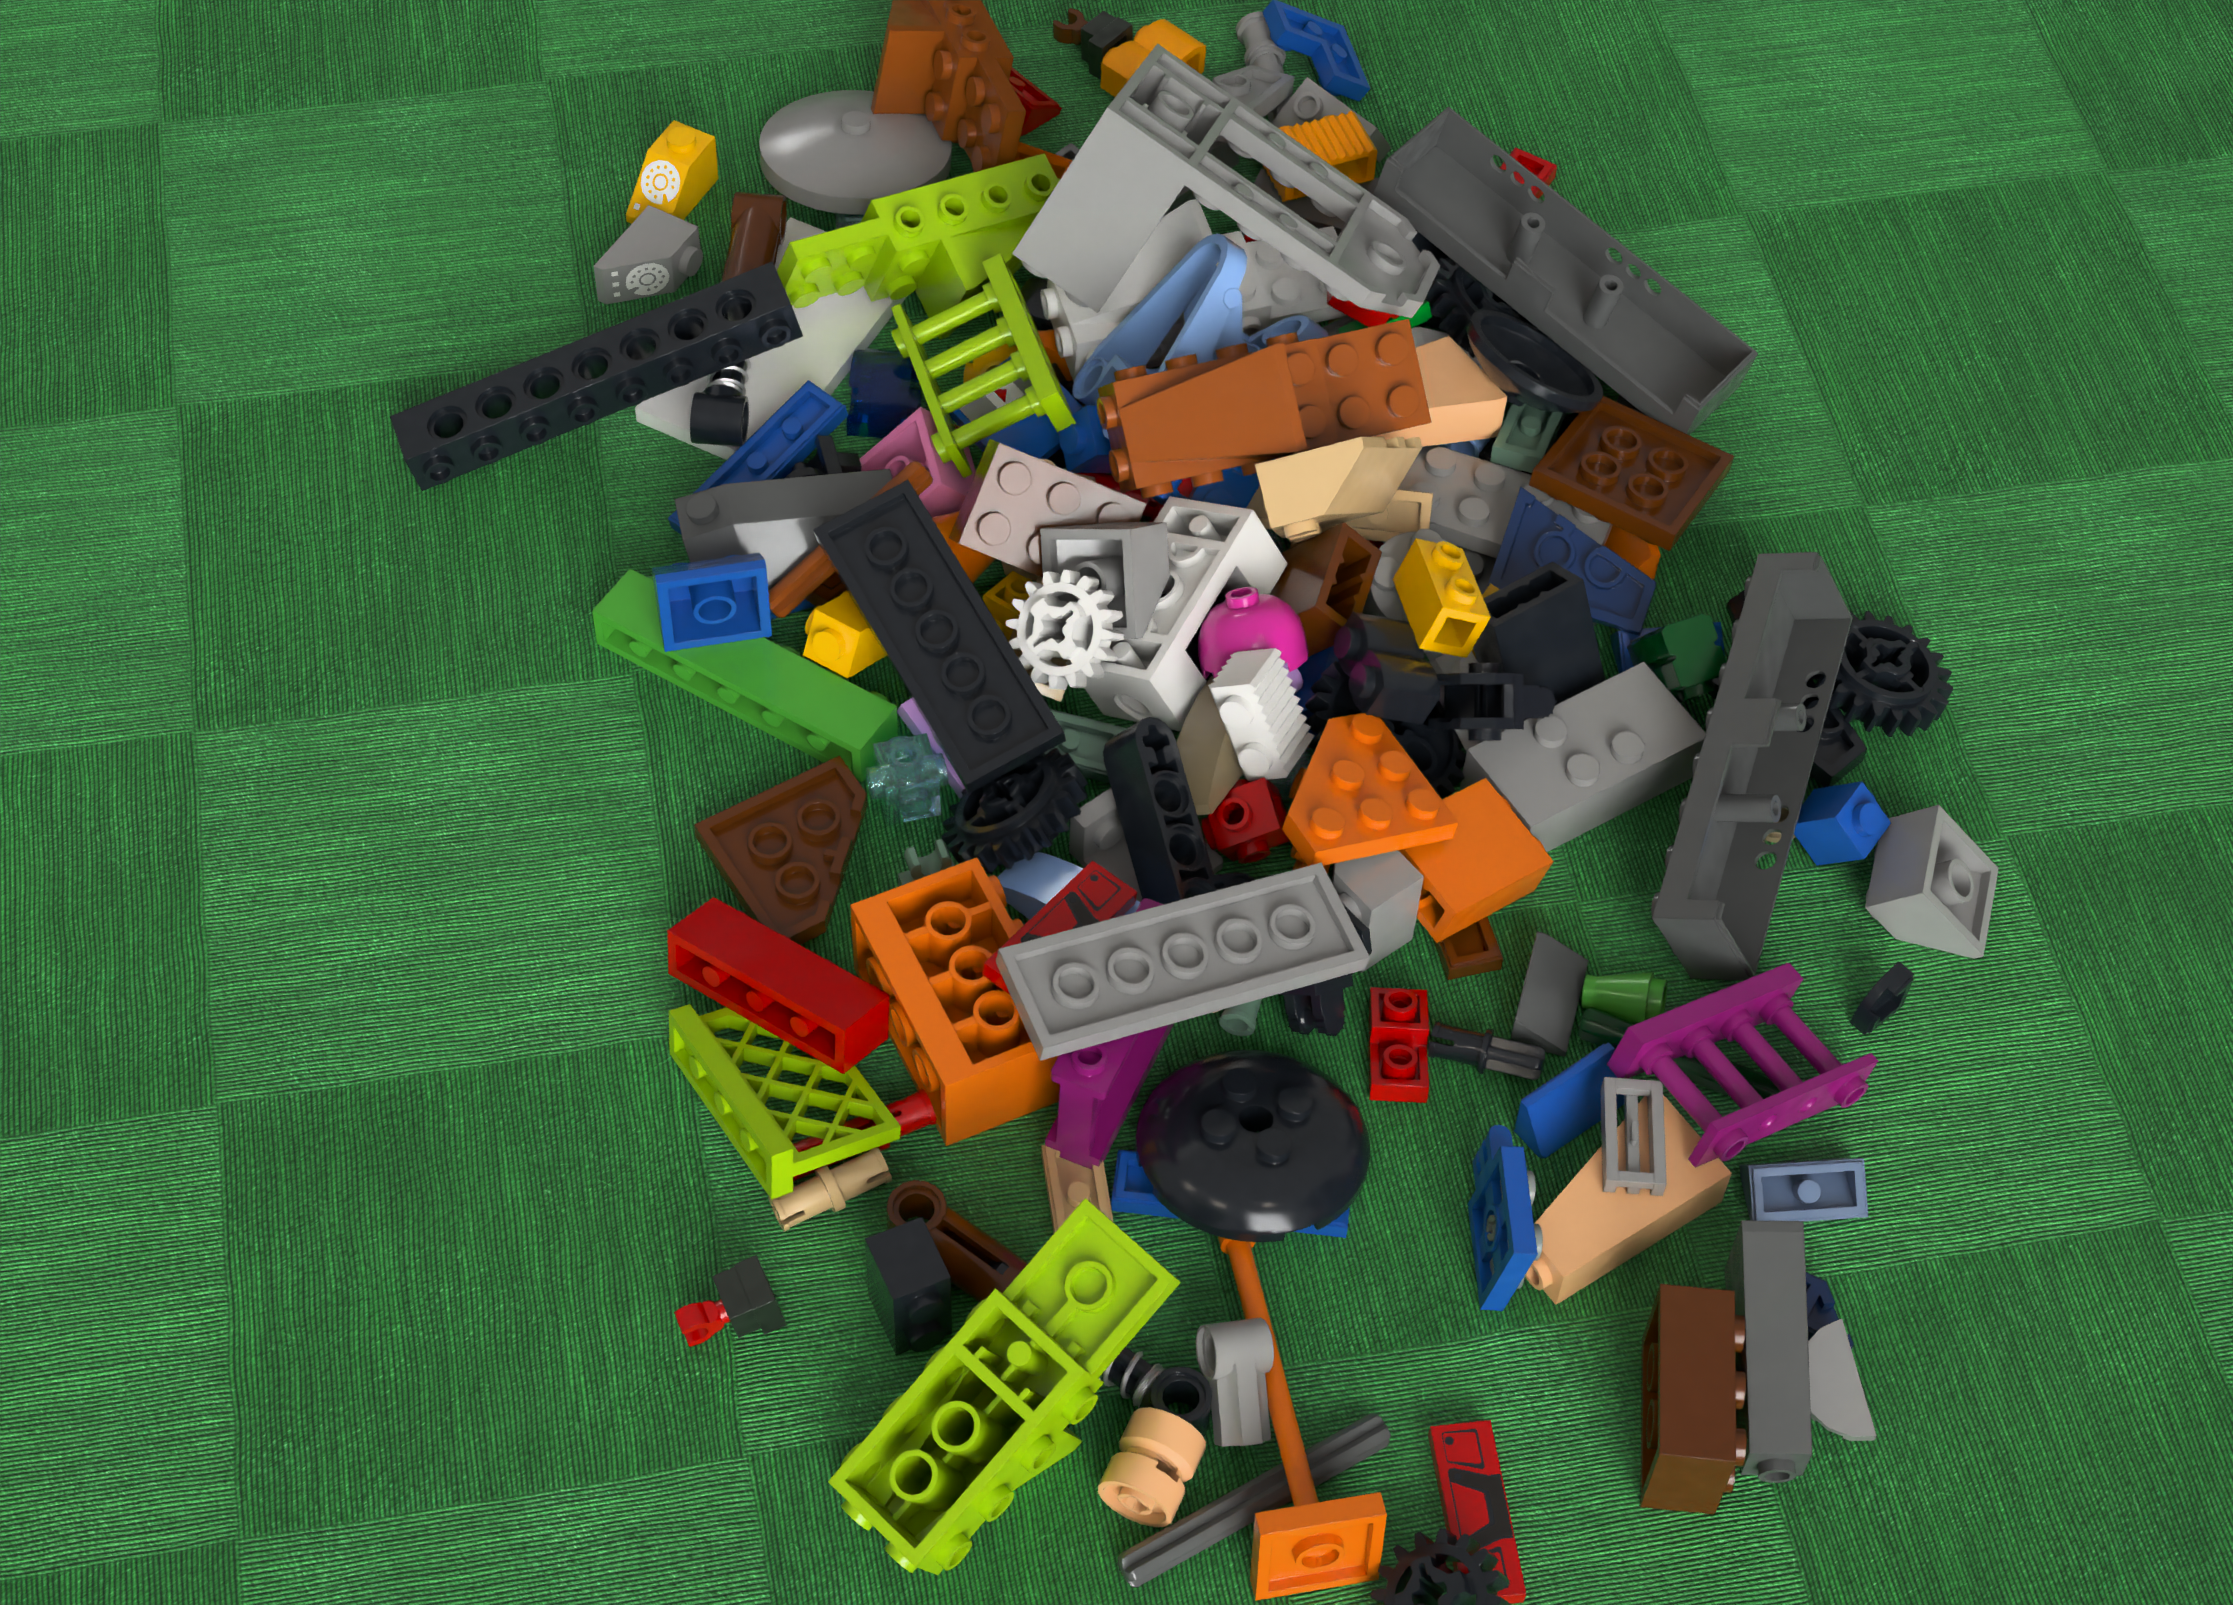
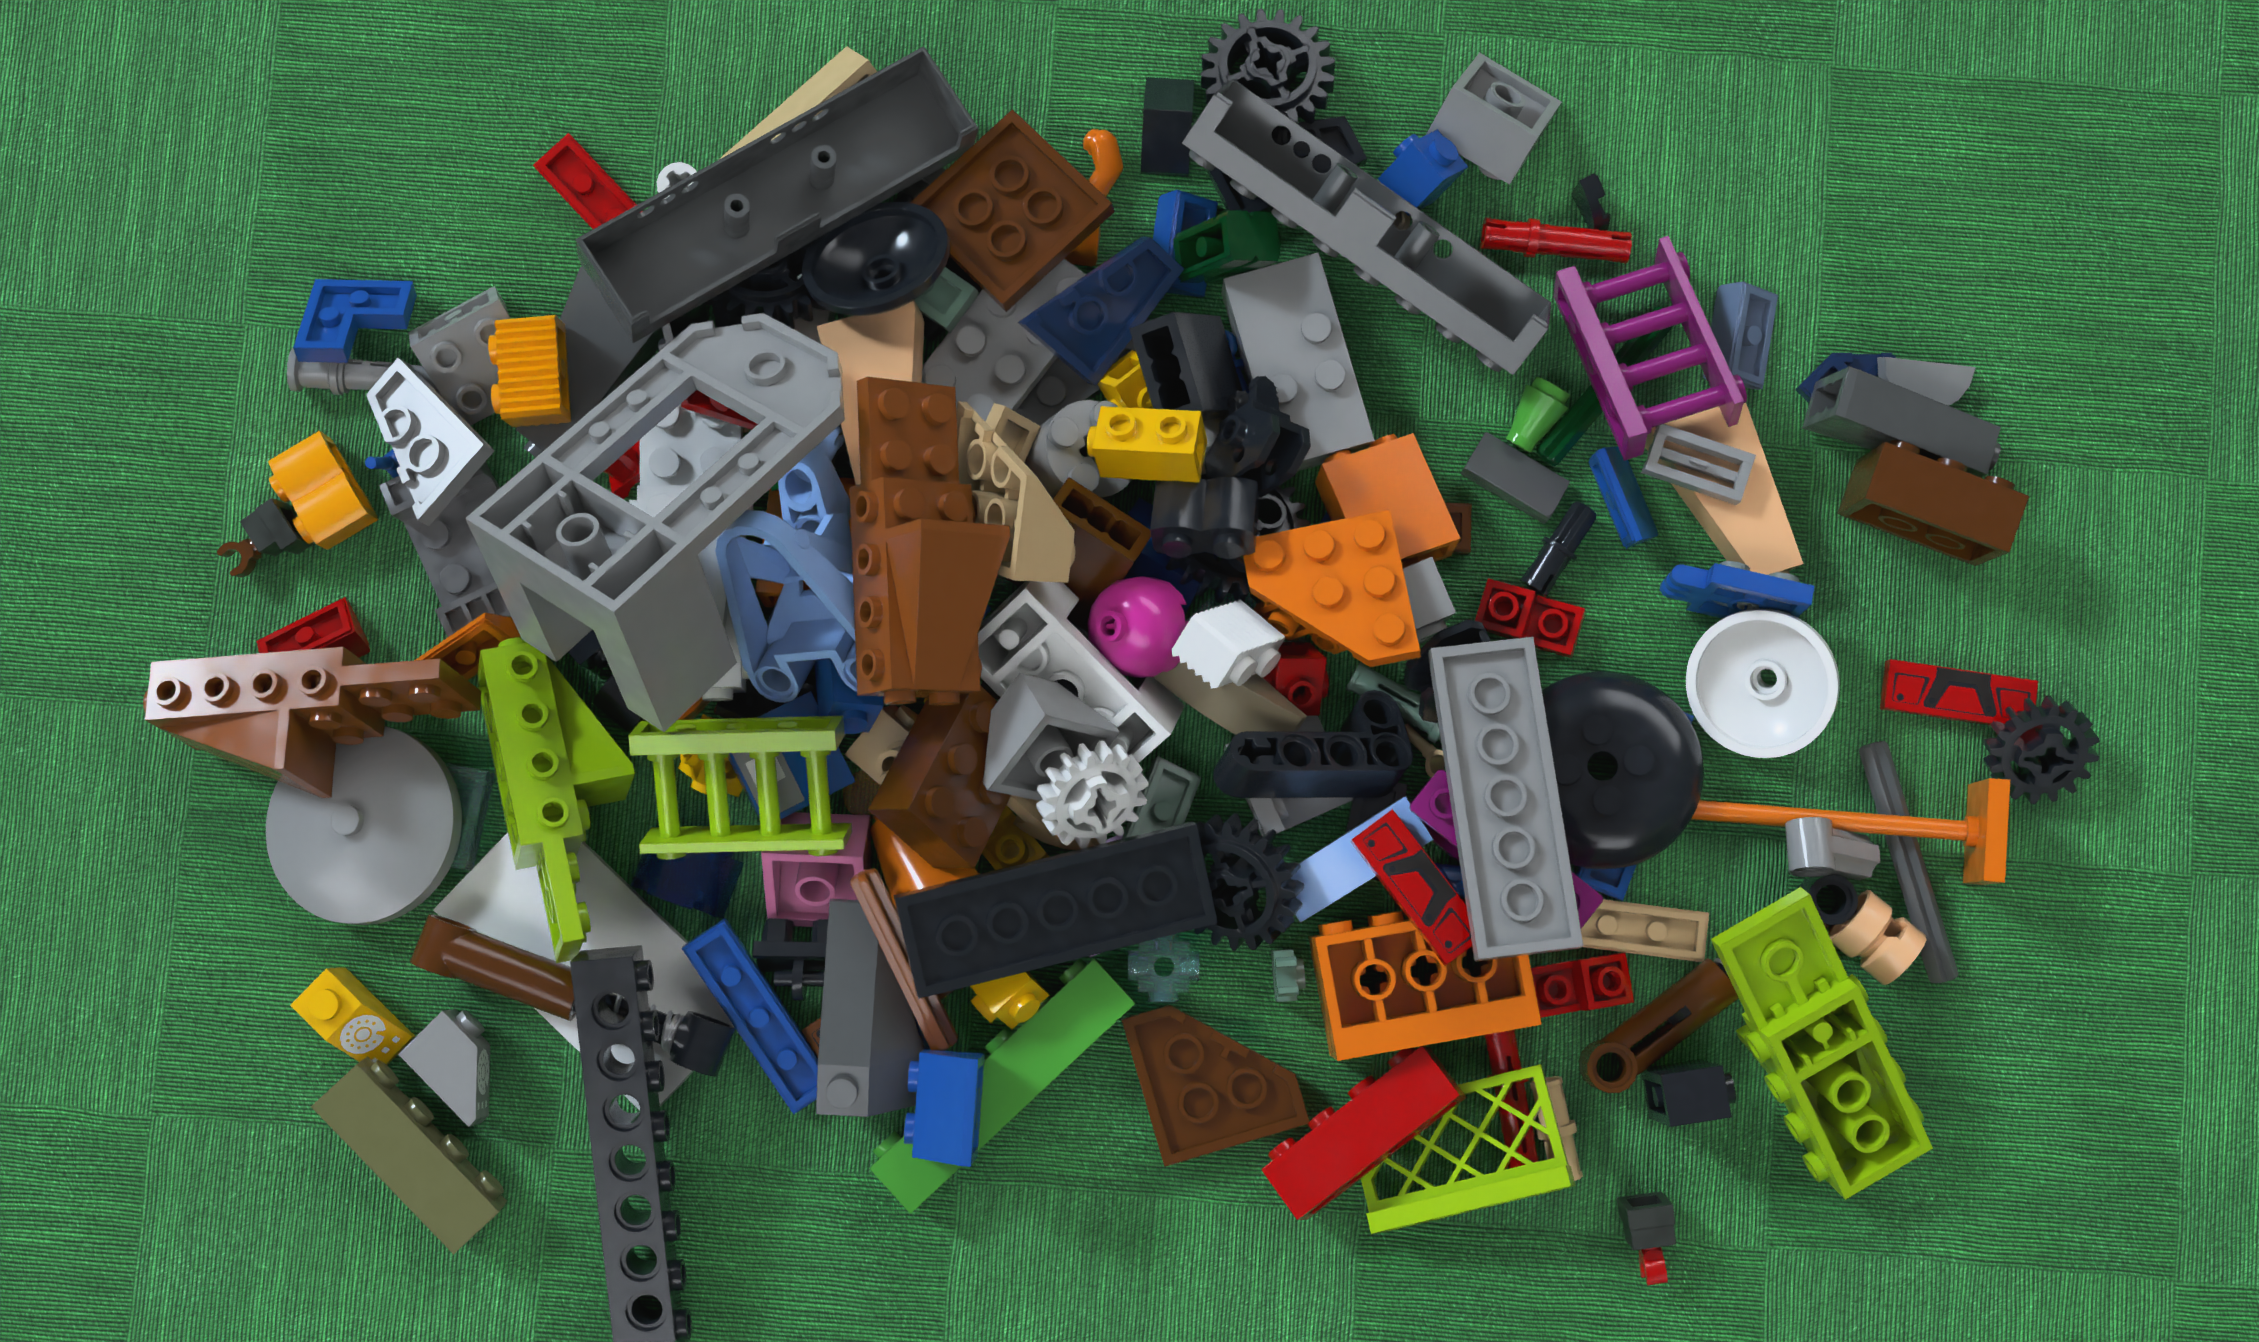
camera: 70 degrees left, 30 degrees up
(556, 238) = (411, 1153): none -> olive brick
(999, 1178) = (1582, 984): none -> red slope
(1409, 1268) = (1739, 706): none -> white dish
(1720, 570) = (1106, 157): none -> orange arm
(1820, 954) = (1544, 239): none -> red pin

